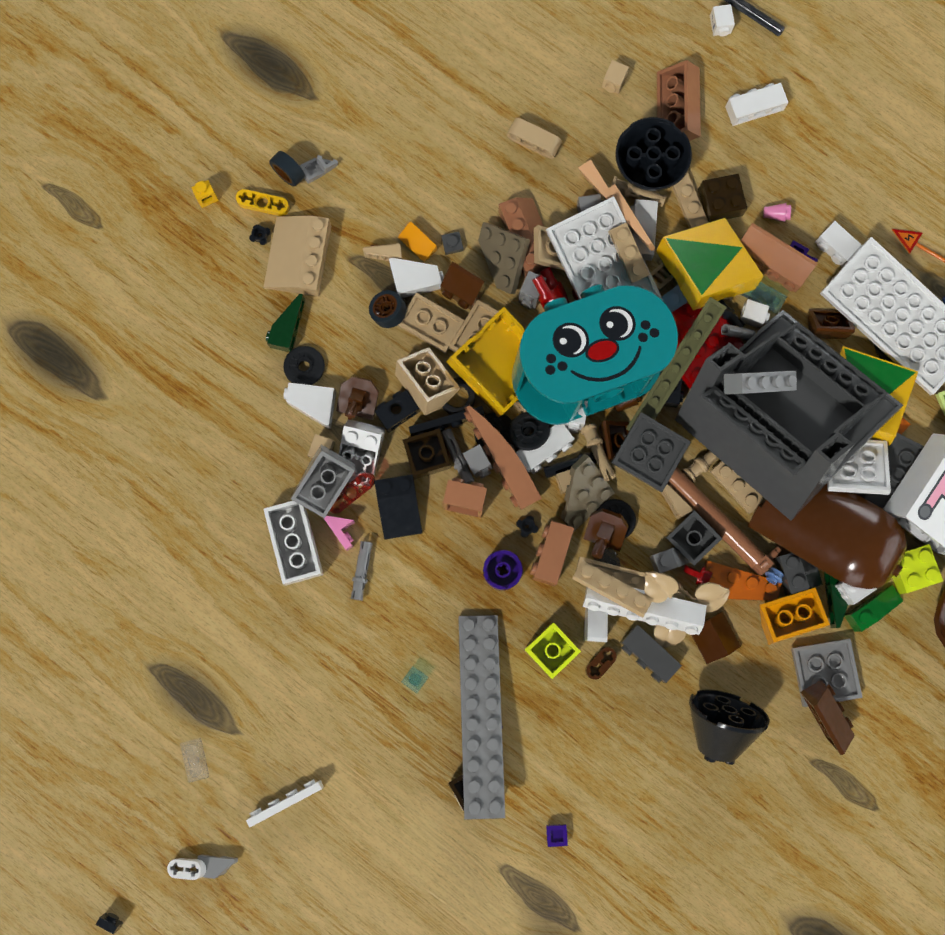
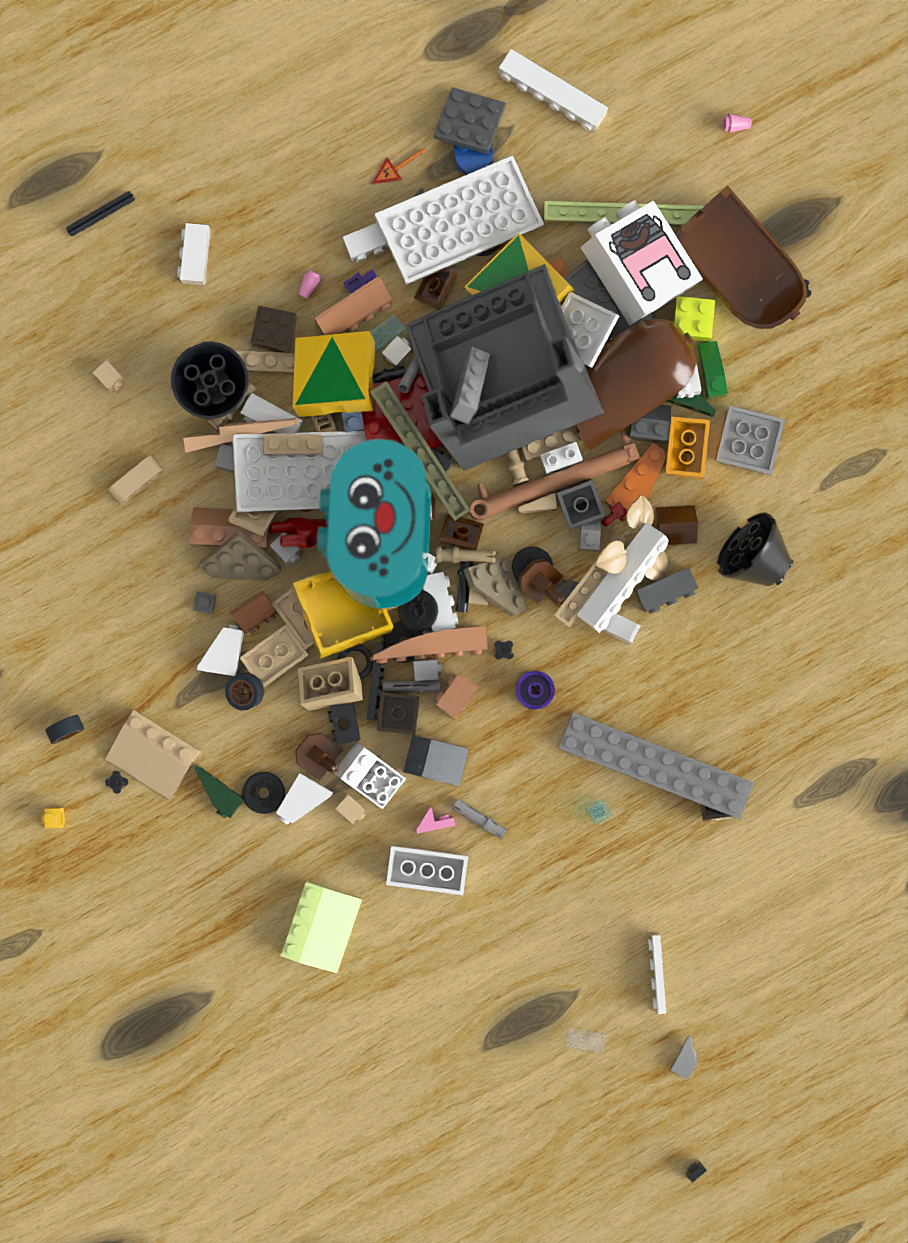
camera: 65 degrees left, 5 degrees up
(186, 873) = (681, 1086): white beam -> none
(202, 468) = (321, 927): none -> yellowish green slope
(267, 209) = (90, 752): yellow beam -> none
(317, 168) = (73, 700): light grey slope -> none
(323, 481) = (384, 818): light grey slope -> none
(365, 488) = (401, 812): clear red beam -> none
(383, 252) = (188, 668): tan slope -> none
(417, 242) = (189, 635): light orange slope -> none
(551, 553) = (539, 639): nougat piece -> none
(552, 650) = (626, 677): neon yellow brick -> none
(556, 835) = (788, 744): dark purple plate -> none
(597, 660) = (651, 640): reddish brown beam -> none
(612, 589) = (596, 599): tan plate -> none
(650, 452) = (487, 508): dark grey plate -> none
(680, 97) = (160, 326): nougat slope -> none
(722, 20) = (96, 247): white brick -> none
(727, 501) = (560, 458): none -> white brick
(774, 576) = (645, 447): medium blue plate -> none
(829, 715) = (787, 457): reddish brown slope -> none

